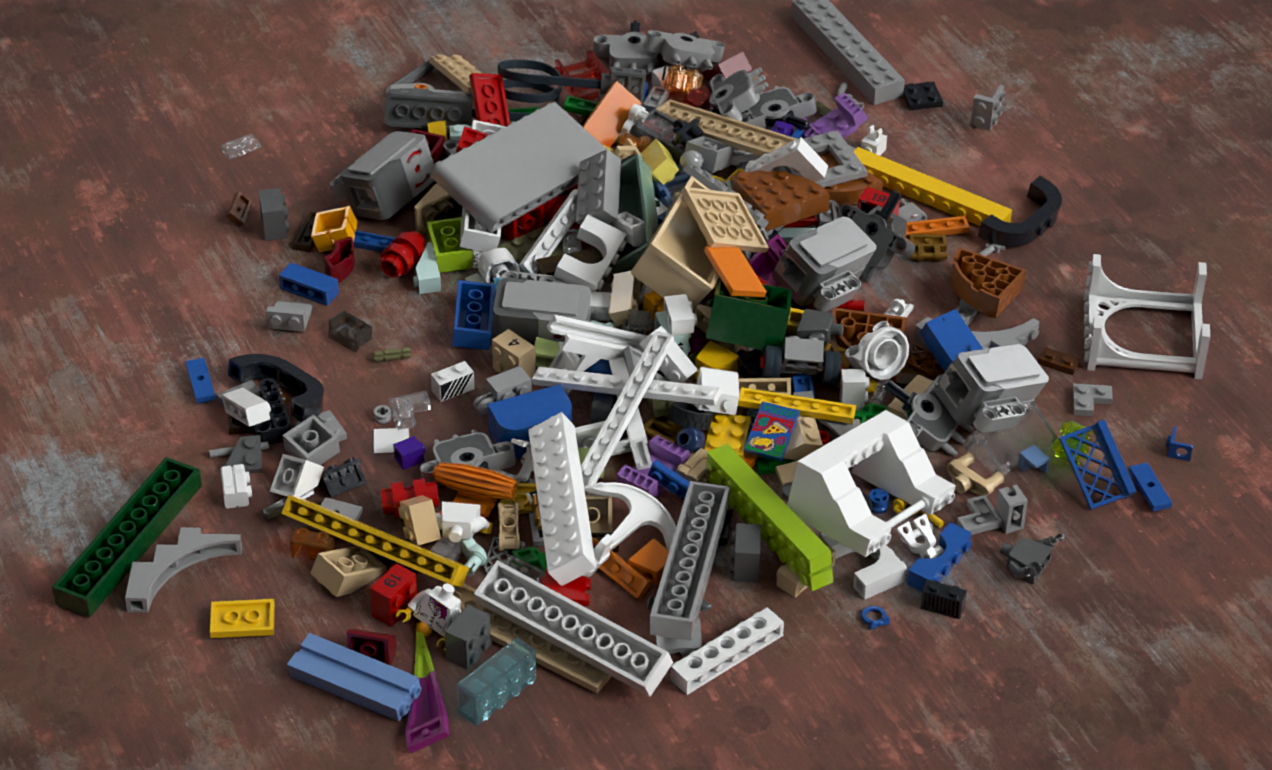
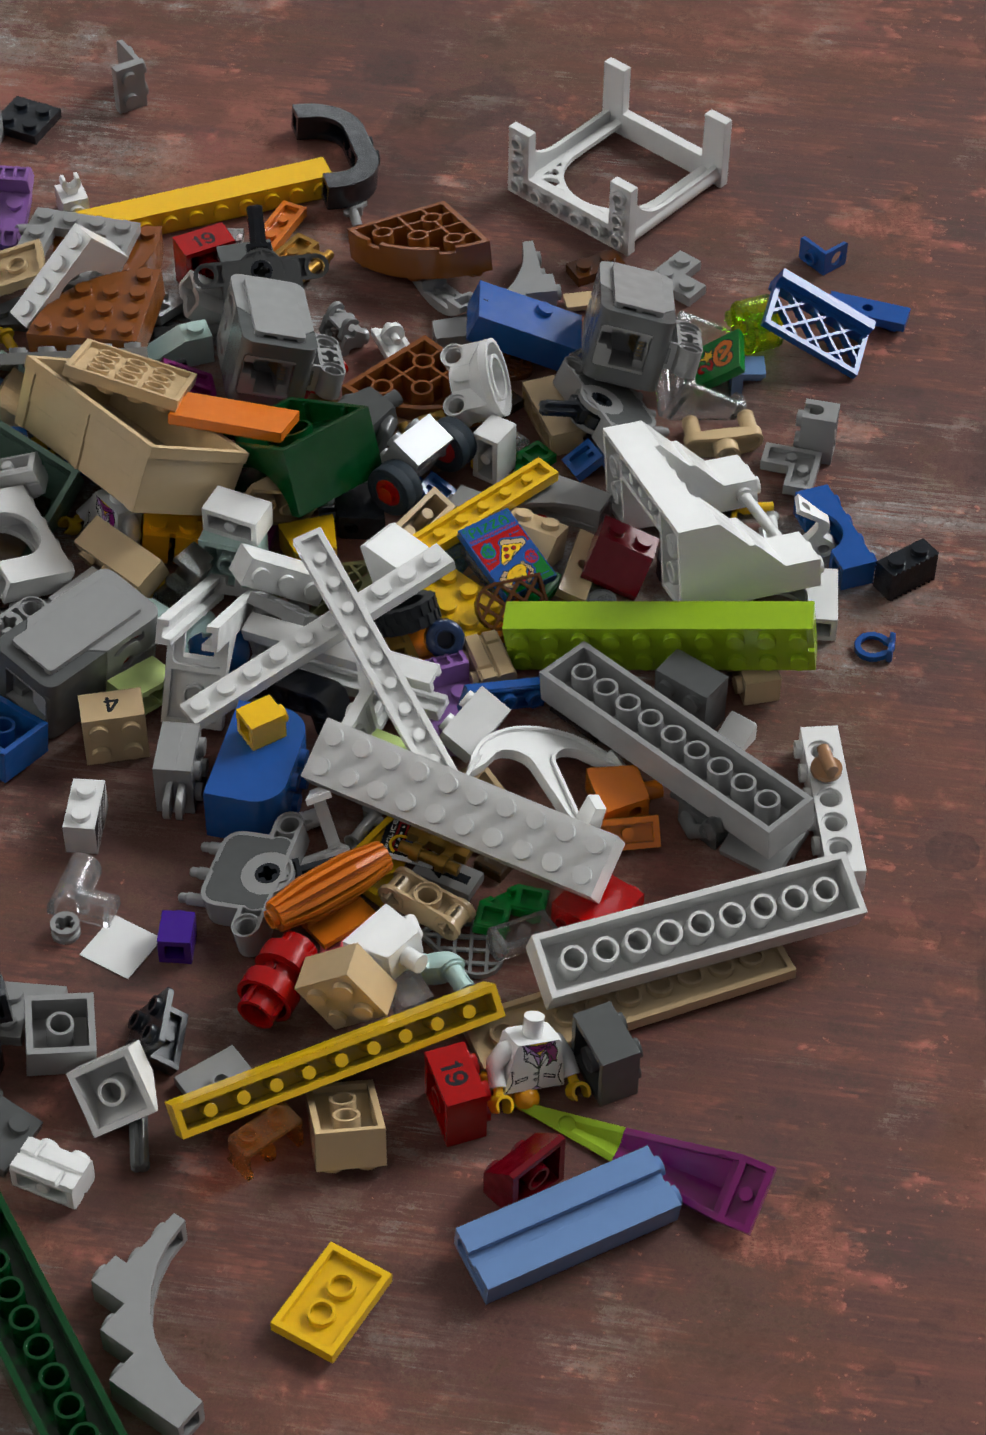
camera: 55 degrees left, 5 degrees up
(496, 681) = (715, 1065): clear light blue brick -> none
(546, 396) = (262, 722): none -> yellow brick
(637, 474) = (478, 718): none -> white brick
(743, 627) = (825, 766): none -> medium nougat plate
(746, 590) = (739, 730): none -> white slope
(768, 450) = (477, 605): none -> reddish brown window
(890, 289) = (349, 331): none -> light grey piece
(1024, 442) = (721, 360): none -> green tile
(1029, 557) = (900, 464): dark grey torso -> none

